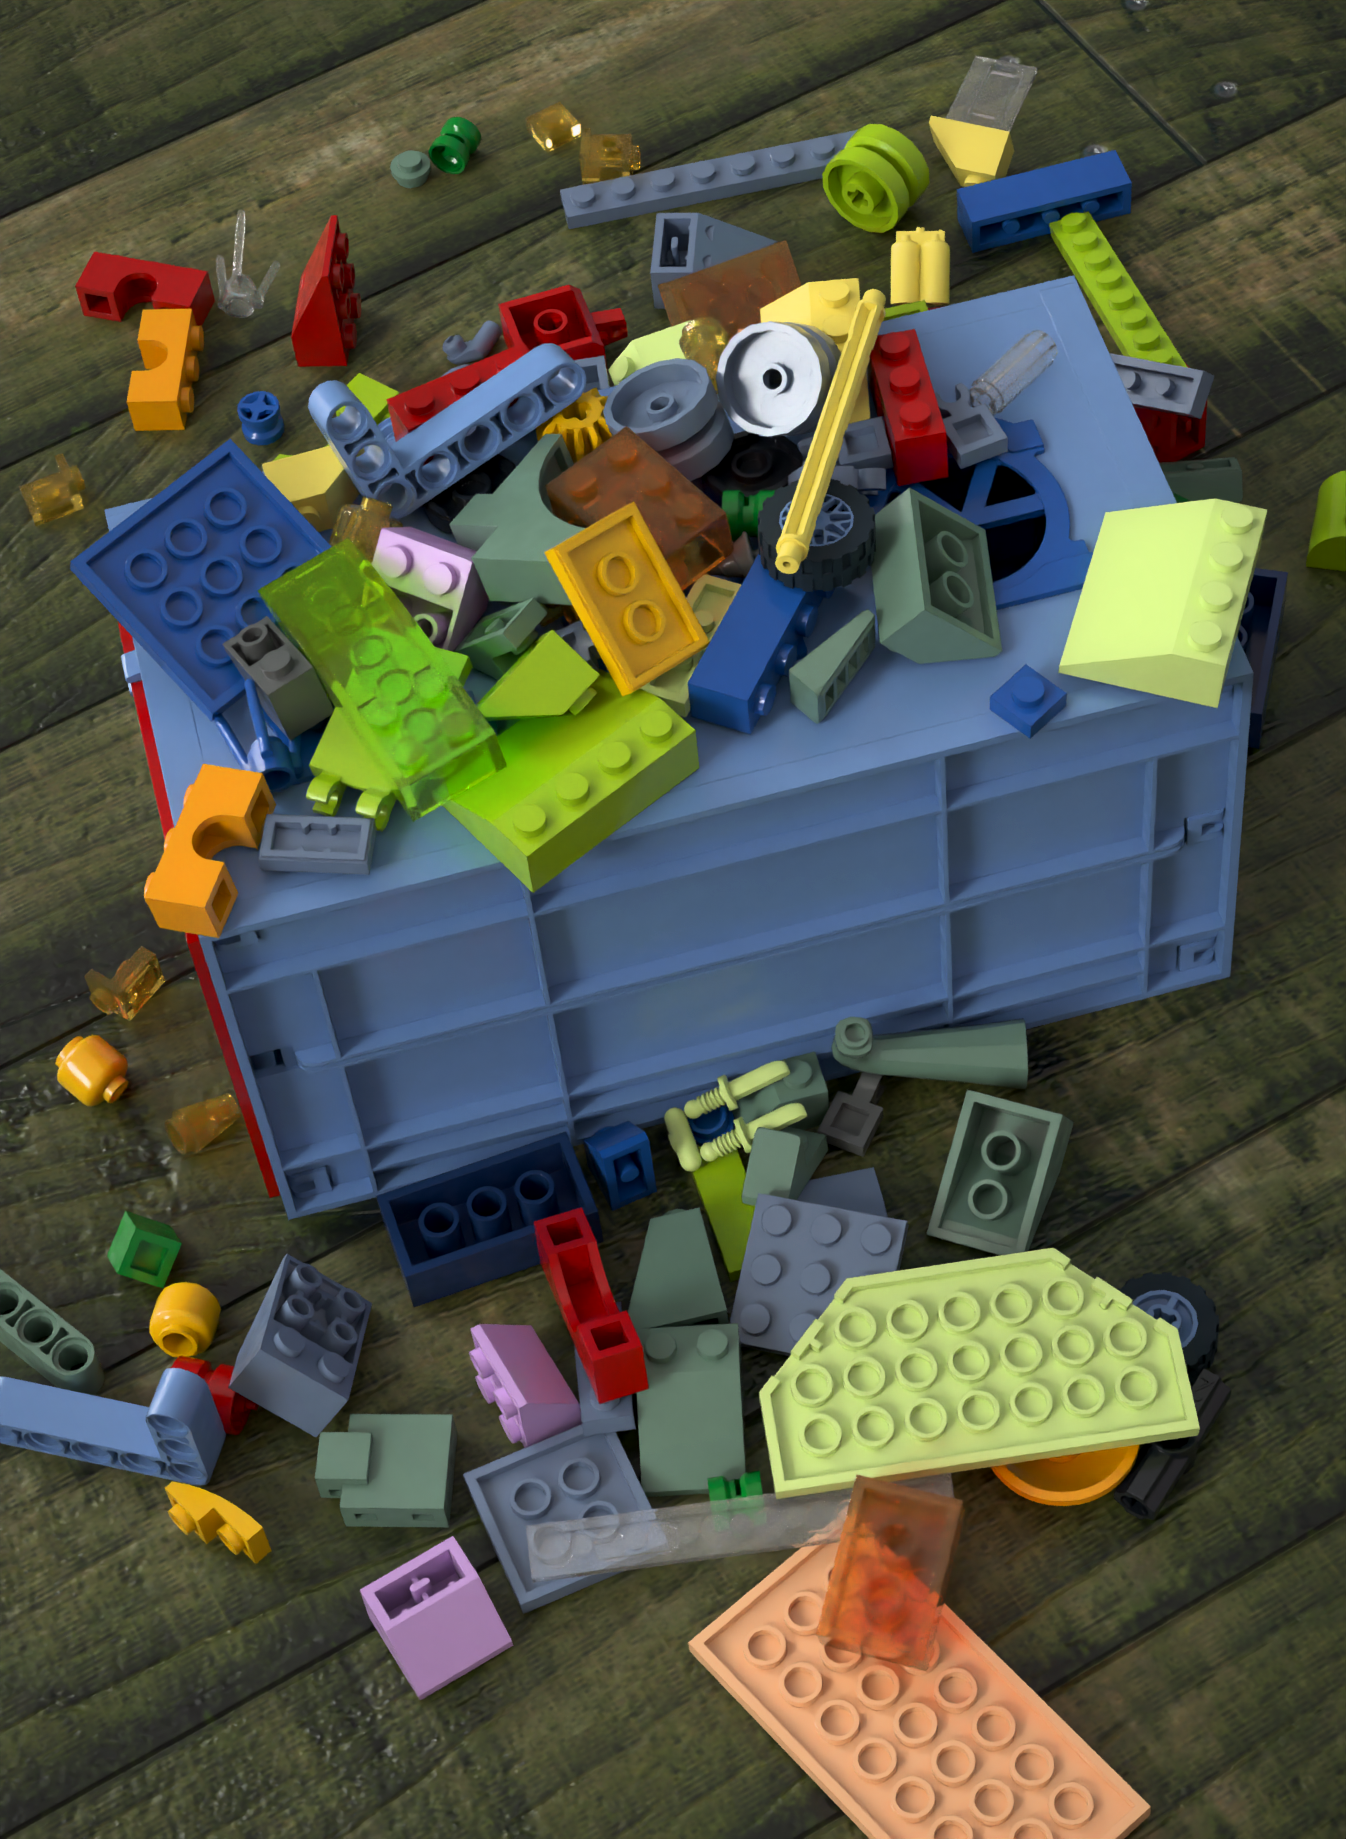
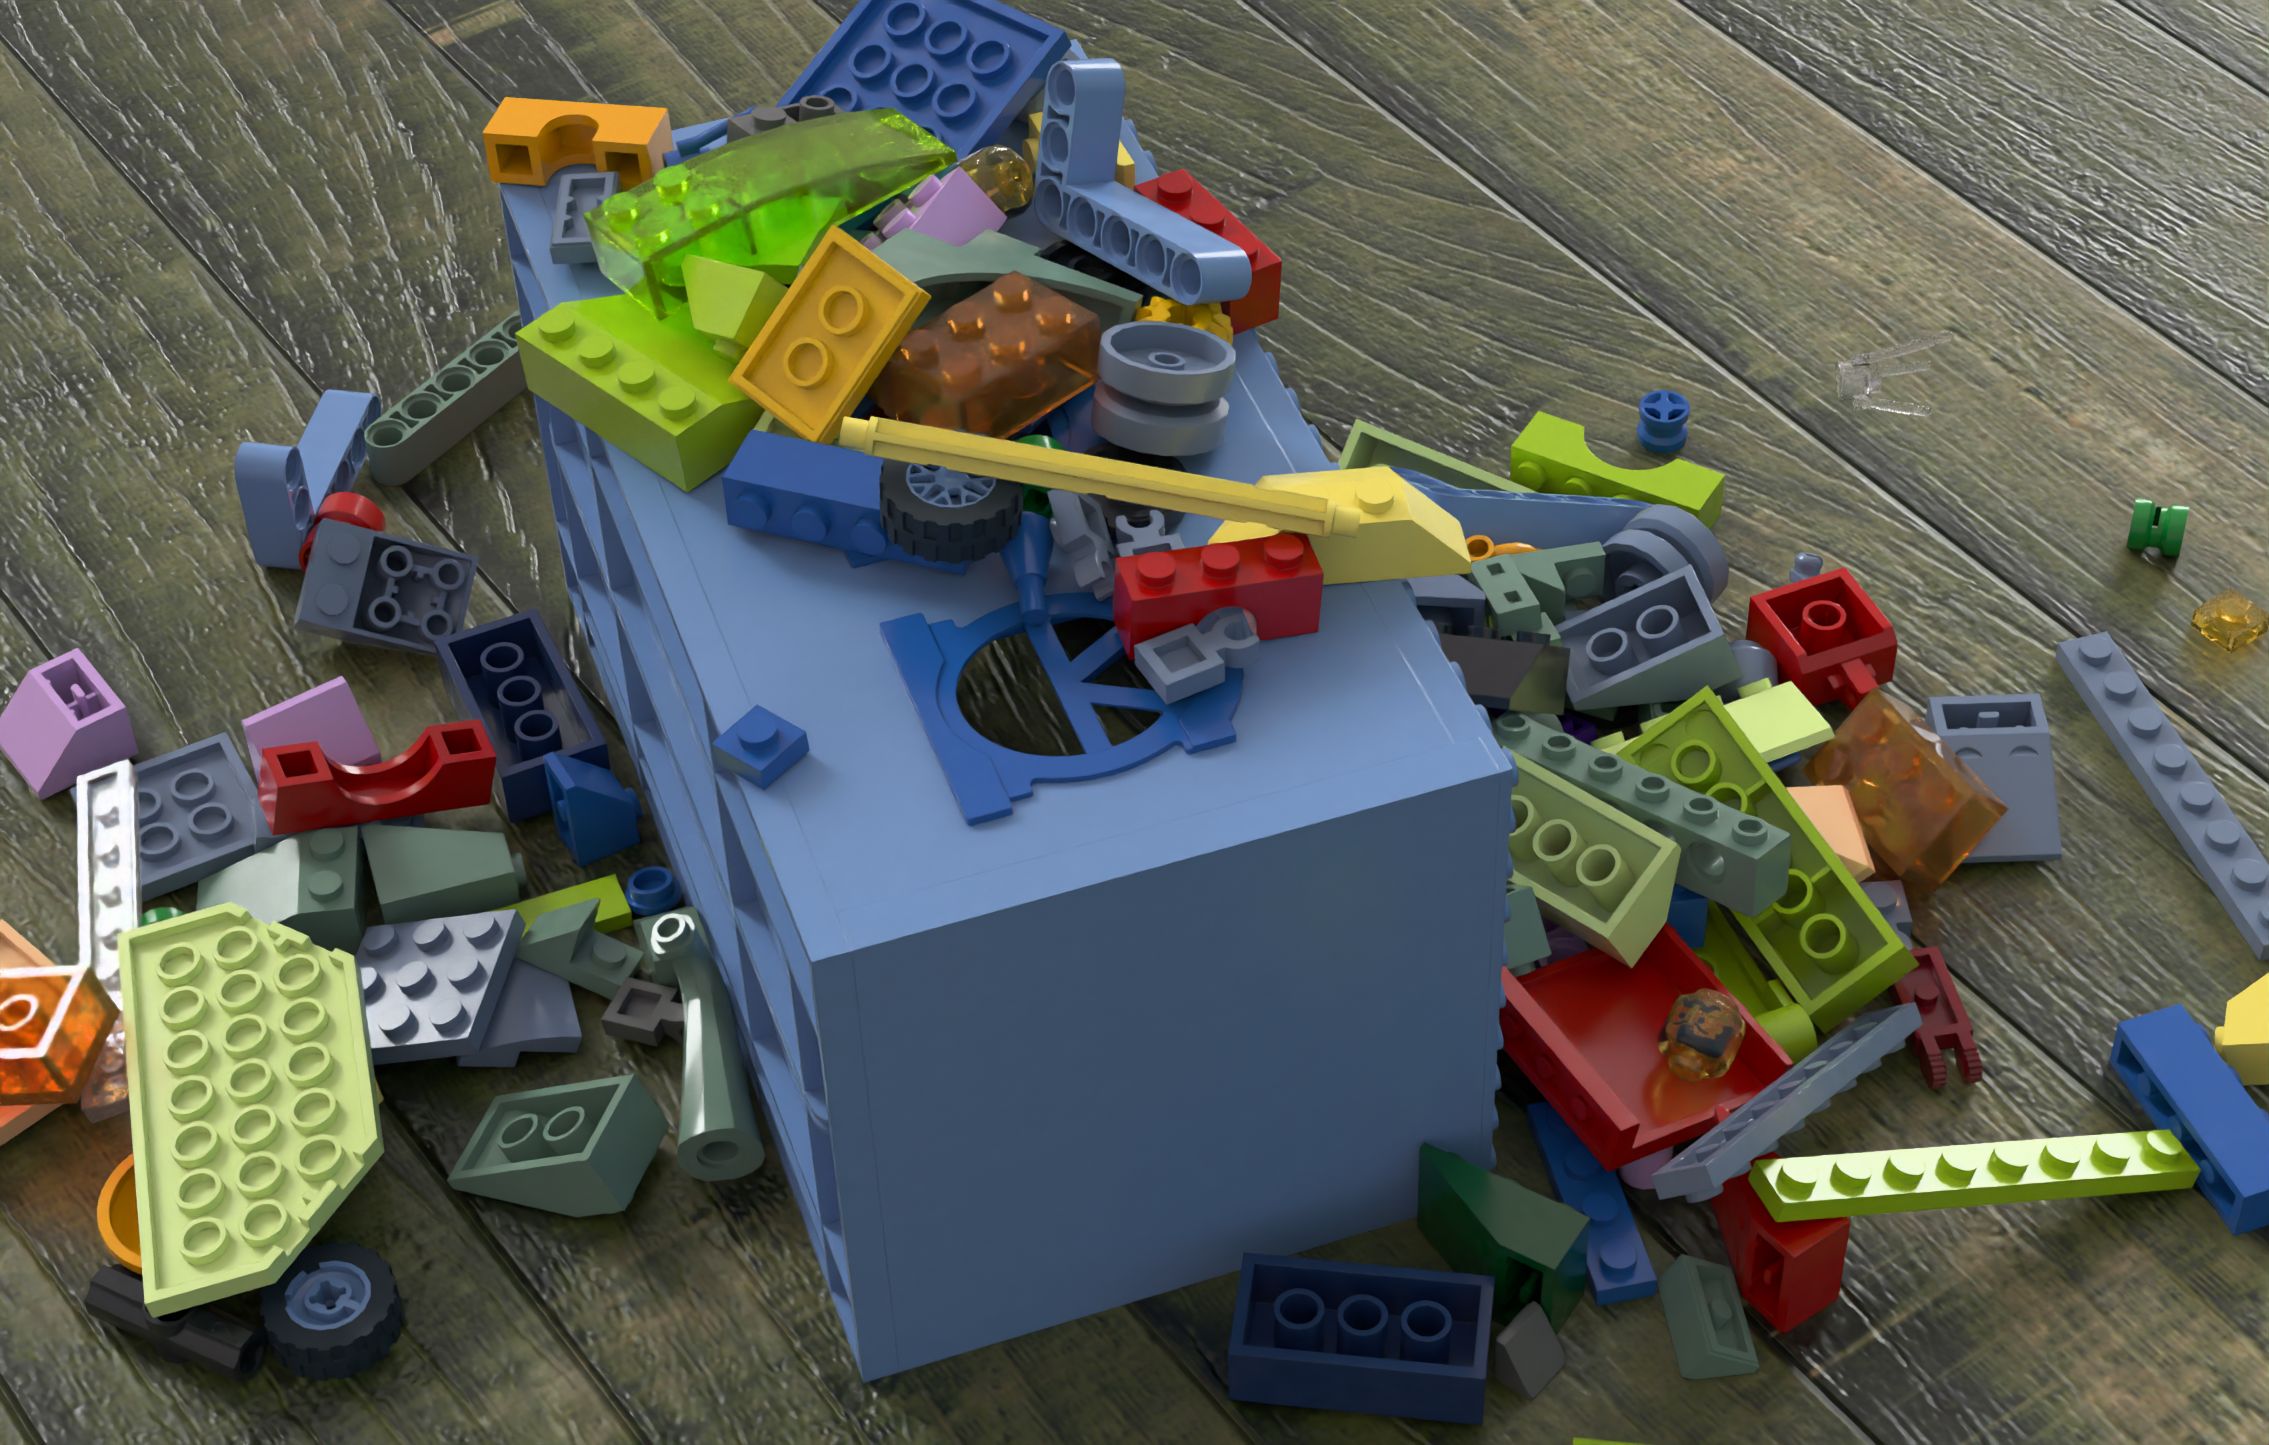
camera: 80 degrees right, 10 degrees down
(54, 494) = (1527, 284): clear yellow bracket -> none
(117, 283) = (1843, 302): red arch -> none
(144, 1249) = (515, 476): green panel -> none
(168, 347) = (1687, 342): light orange arch -> none
(184, 1319) = (435, 514): yellow head -> none
(212, 1516) = (207, 573): yellow slope -> none
(326, 303) = (1830, 427): red slope -> none
(390, 1469) = (240, 676): sand green piece -> none
(410, 168) = (2114, 499): sand green plate -> none
(607, 156) = (2173, 665): clear yellow brick -> none
(680, 1133) = (657, 879): yellowish green piece -> none
(704, 342) = (1315, 435): clear yellow cone -> none
(777, 377) = (1227, 441): wheel -> none
(829, 668) = (798, 564): sand green slope -> none
(876, 178) = (2168, 911): lime wheel -> none
(920, 268) = (2029, 983): light yellow piece -> none
(933, 583) = (927, 639): sand green slope -> none
(1014, 371) = (1296, 697): clear piece -> none
(1166, 598) = (902, 862): yellowish green slope -> none

